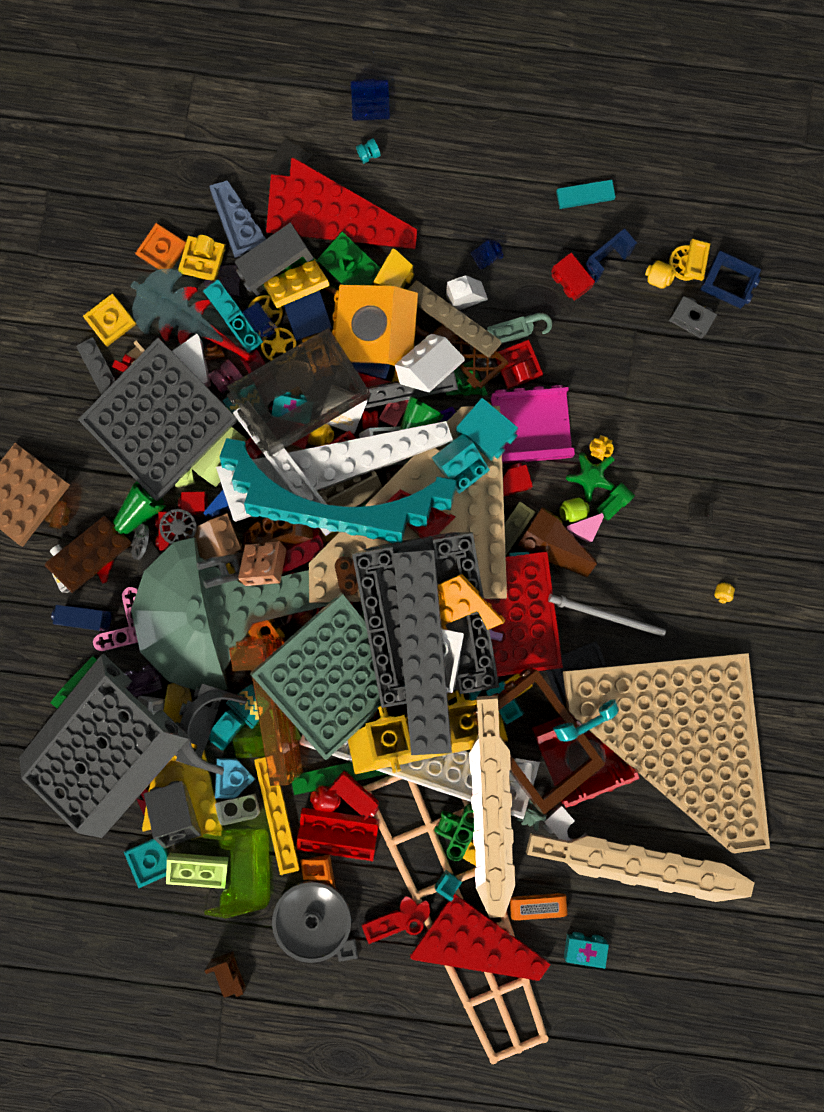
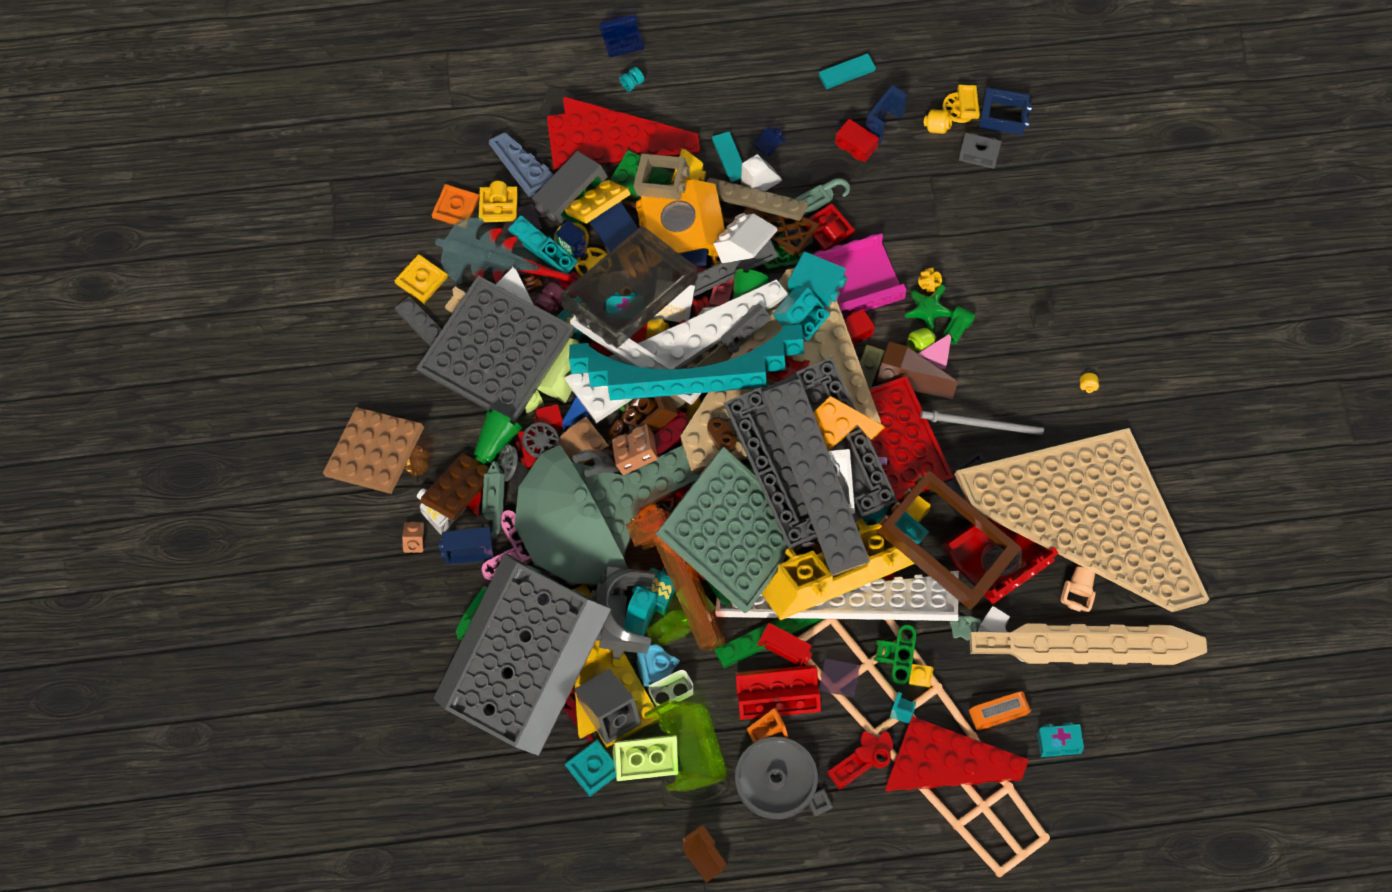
camera: 15 degrees left, 20 degrees down
(37, 590) = (413, 537): none -> nougat bracket
(119, 574) = (493, 497): none -> sand green plate
(126, 363) = (445, 314): red tile -> none
(277, 821) = (711, 689): yellow plate -> none
(325, 799) = (756, 658): red head -> none
(346, 268) = (645, 189): none -> dark tan window
(398, 836) = (839, 678): none -> clear purple piece
(401, 465) = (745, 328): none -> dark grey plate
(442, 261) = (729, 156): none -> teal tile
(492, 811) = (926, 617): tan plate -> none
(568, 732) = (975, 518): teal piece -> none
(653, 803) = (1082, 585): none -> light nougat piece

